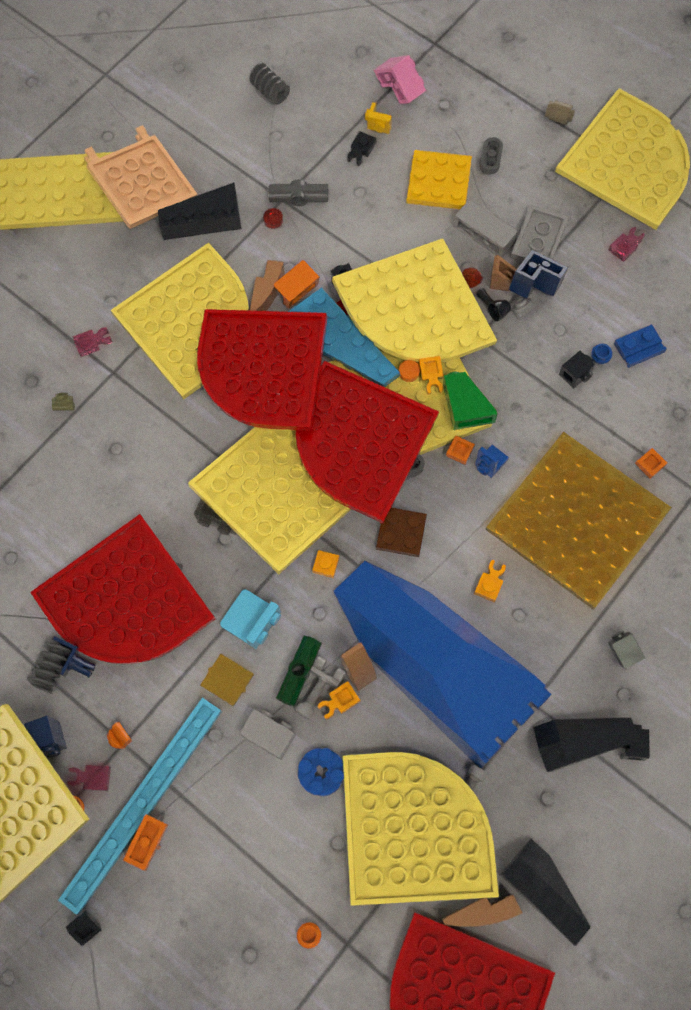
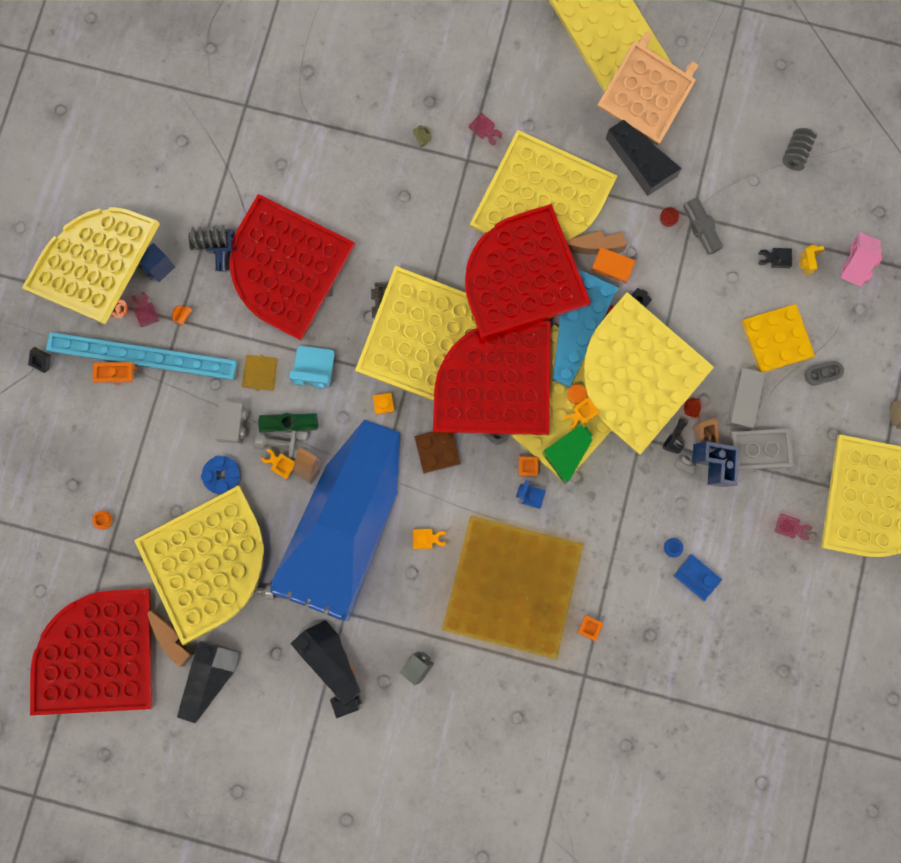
camera: 60 degrees right, 10 degrees up
(577, 369) = (647, 533): black brick -> none

